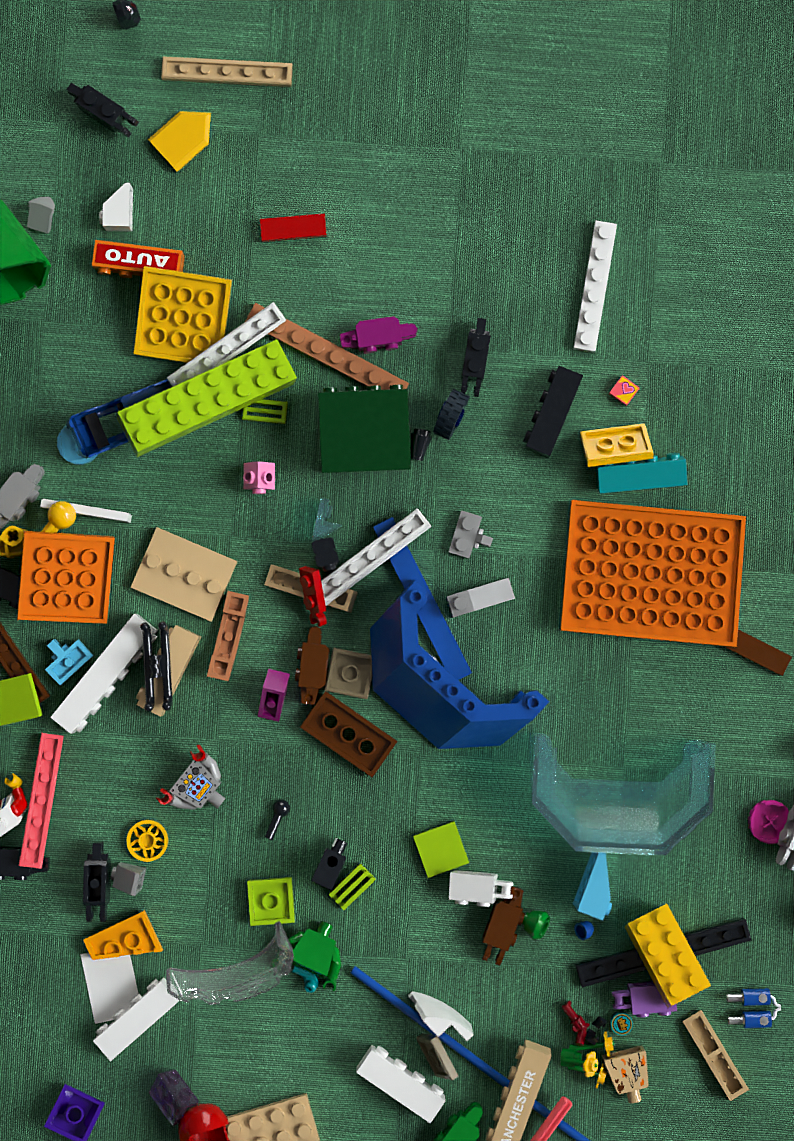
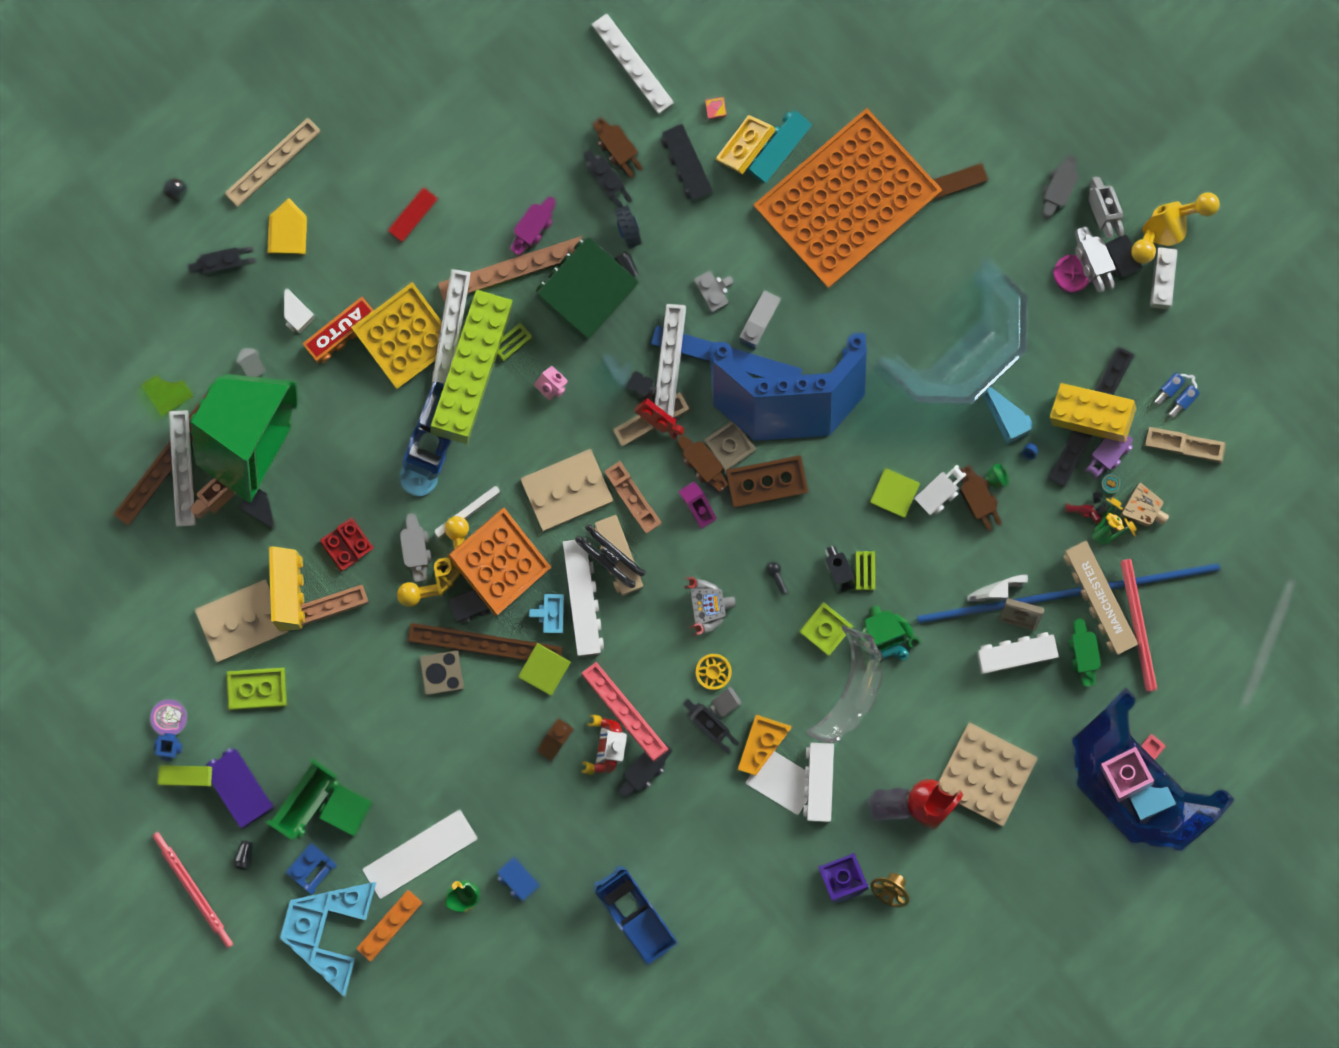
camera: 45 degrees left, 5 degrees down
(513, 339) = (617, 145): none -> reddish brown hinge

